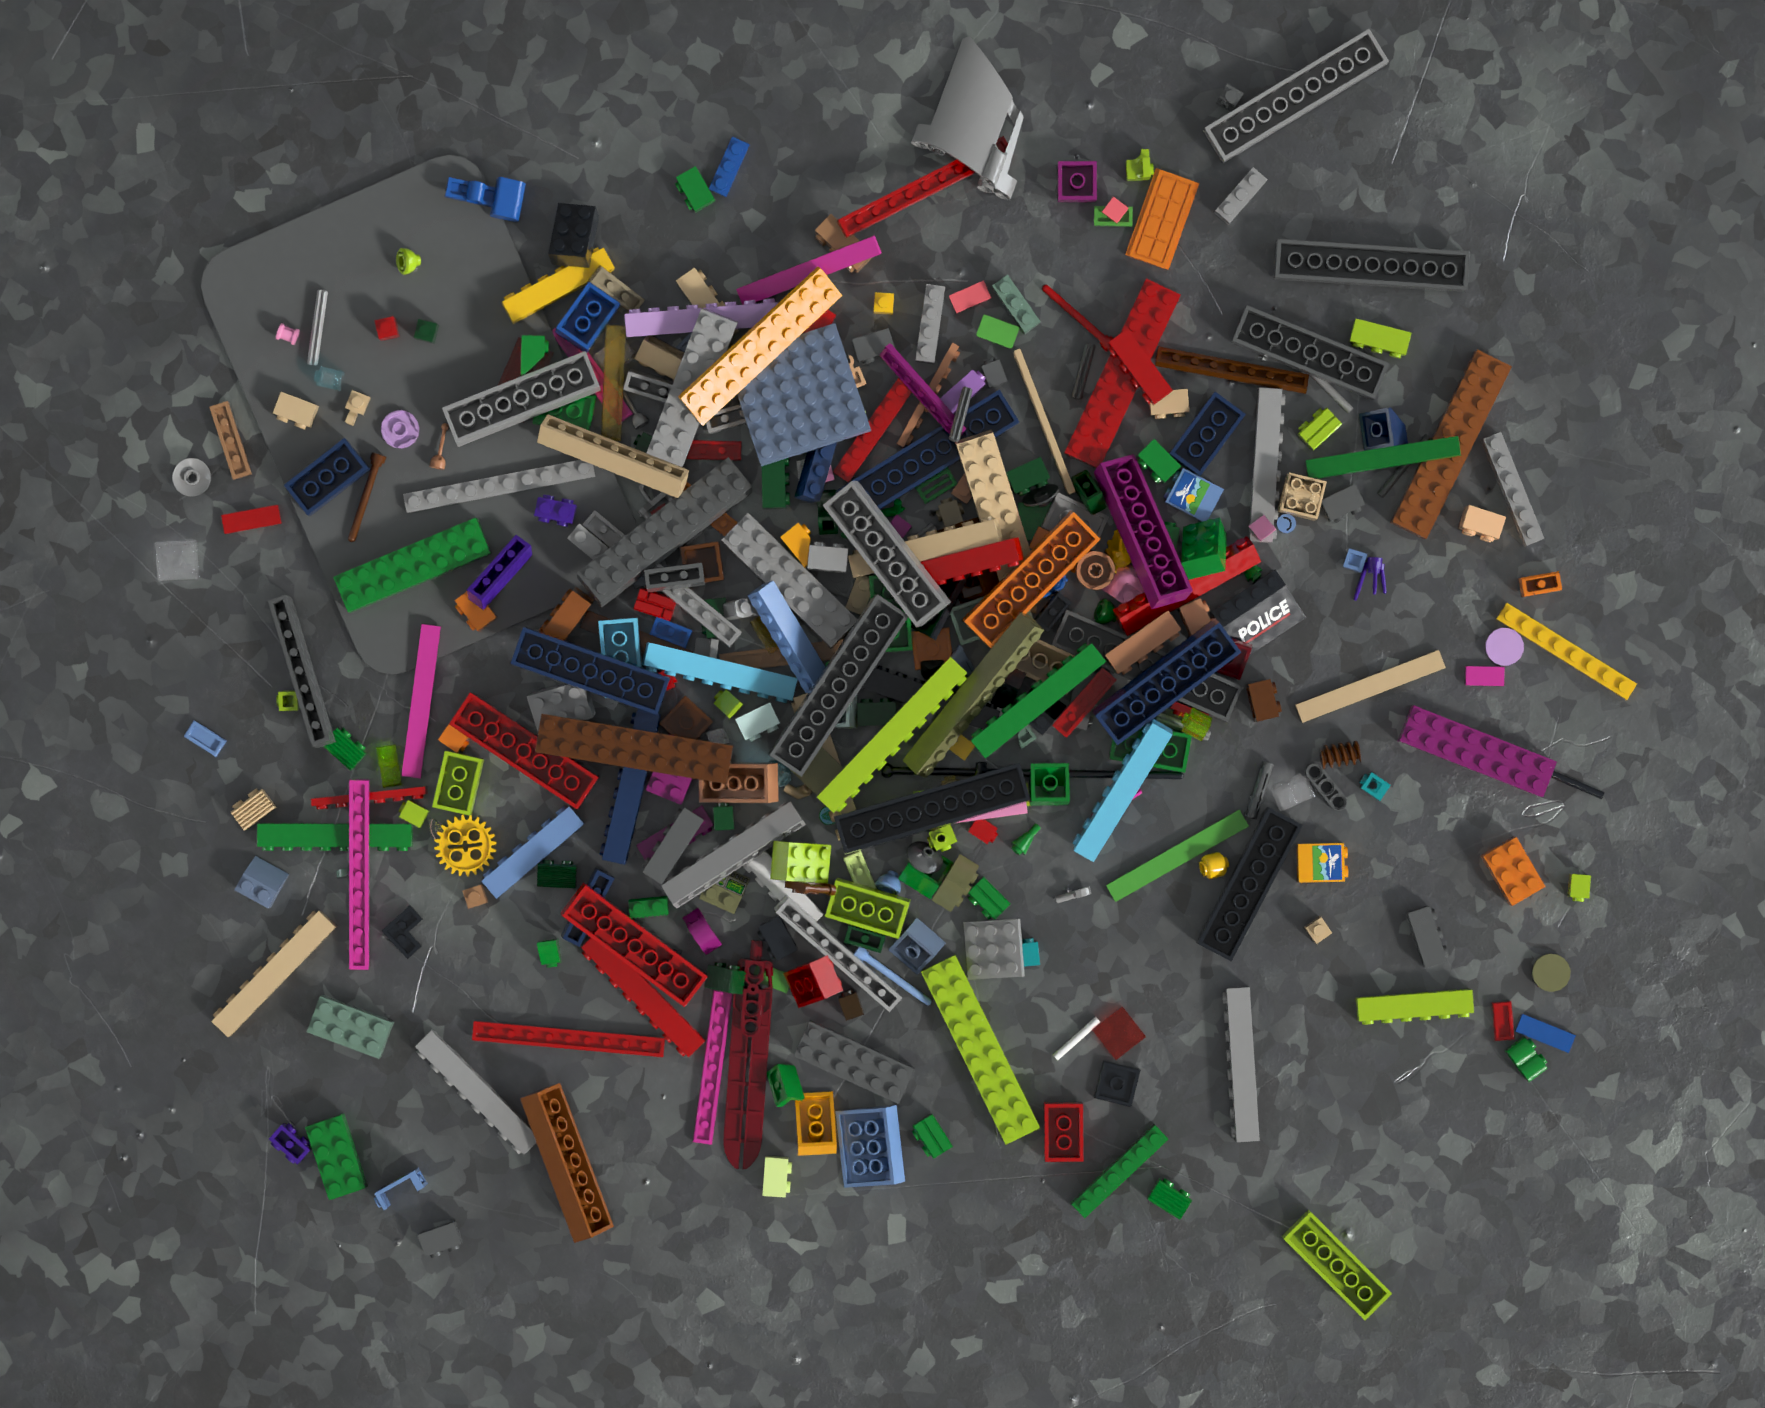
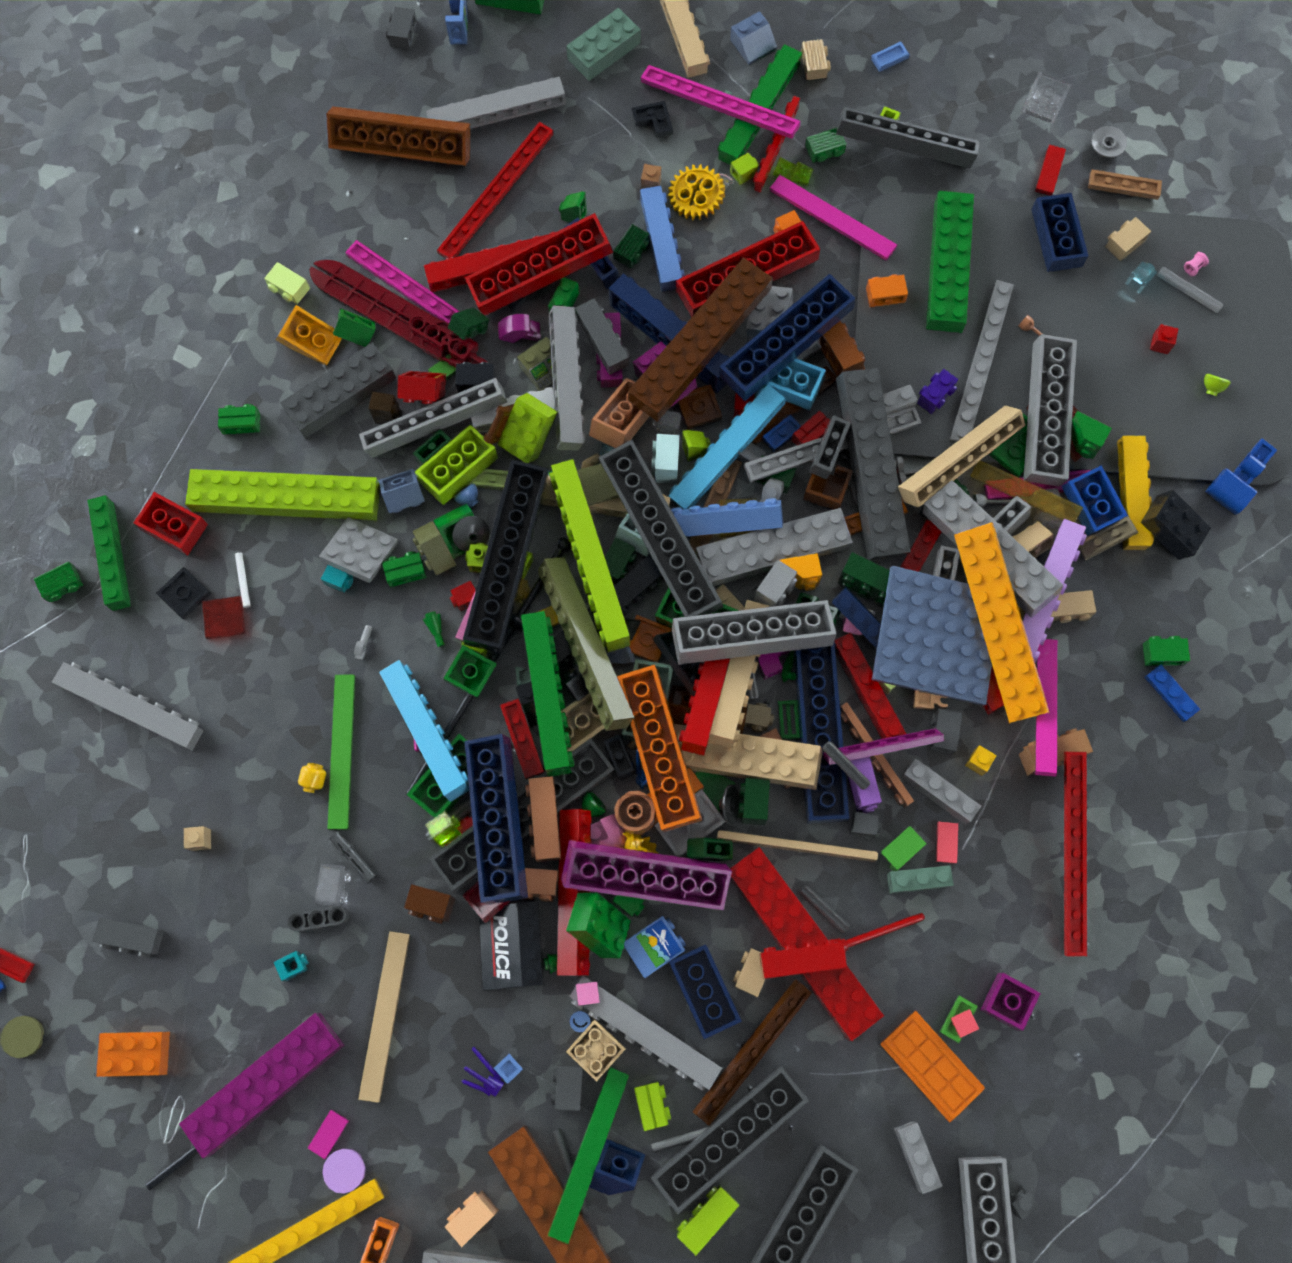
camera: 120 degrees right, 15 degrees down
(357, 405) = (1106, 288): tan plate -> none
(376, 461) = (1052, 279): reddish brown piece -> none
(400, 429) = (1069, 310): lavender tile -> none
(426, 331) = (1146, 367): dark green brick -> none
(458, 783) = (750, 209): lime brick -> none
(499, 572) = (909, 317): dark purple brick -> none
(724, 817) = (600, 389): dark green brick -> none
(863, 954) = (391, 458): light blue piece -> none
(870, 1146) = (262, 368): medium blue slope -> none
(971, 121) = (1117, 932): light grey panel -> none
(1139, 168) = (993, 1071): lime brick -> none
(1158, 462) = (703, 929): green brick -> none
(1249, 884) = (275, 799): black brick -> none
(1321, 862) = (253, 876): panel -> none
(1340, 754) = (339, 949): reddish brown piece -> none
(1414, 1005) = (75, 890): lime brick -> none
(1579, 887) = (79, 1111): lime brick -> none

